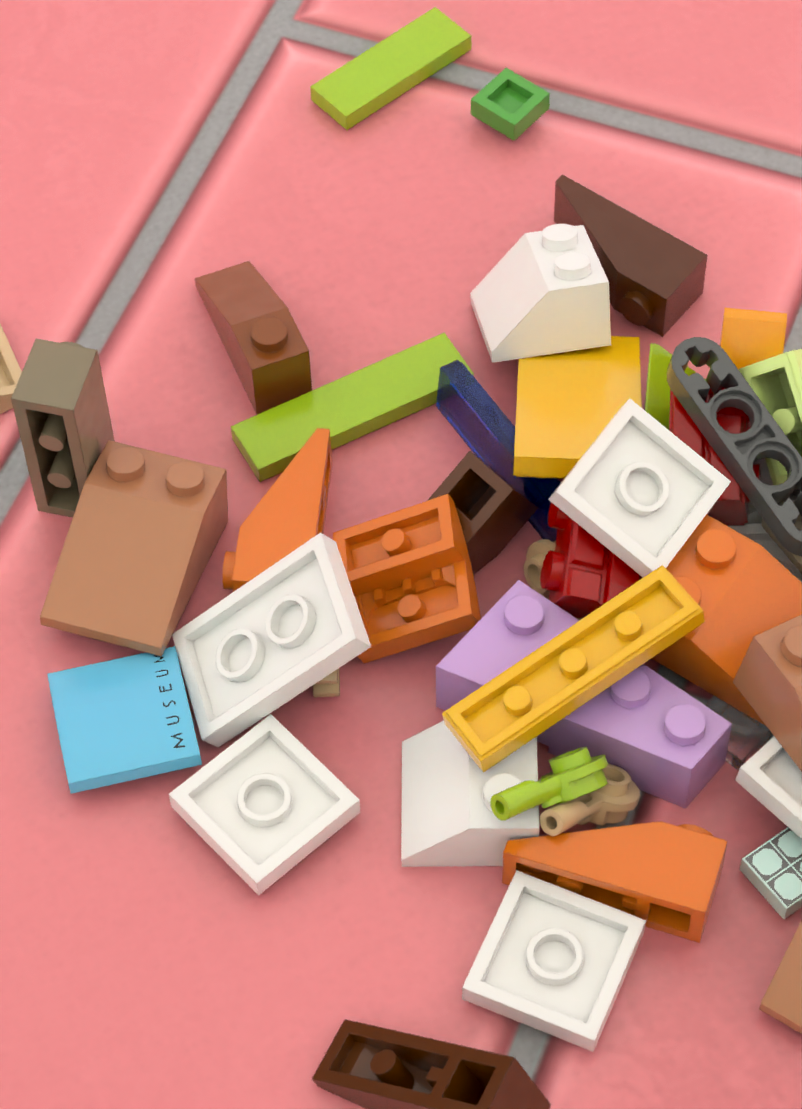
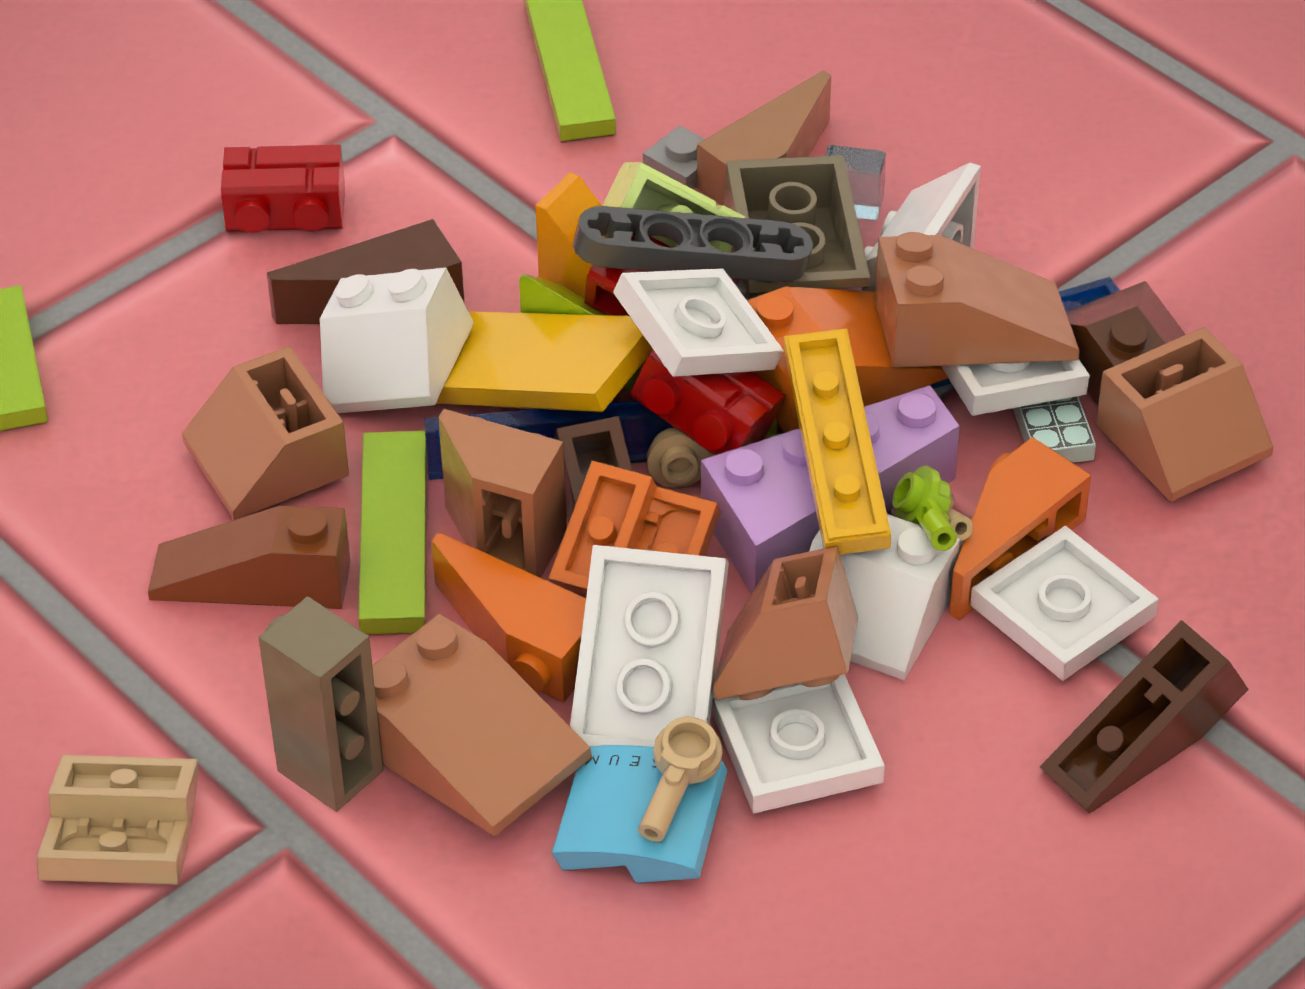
camera: 65 degrees left, 10 degrees down
(170, 718) = (685, 754): none -> tan plate
(355, 739) = (791, 628): none -> nougat slope
(392, 270) = (267, 435): none -> nougat slope
(399, 442) = (504, 489): none -> nougat slope
(510, 104) = (129, 290): bright green plate -> none
(697, 143) = (283, 188): none -> red brick

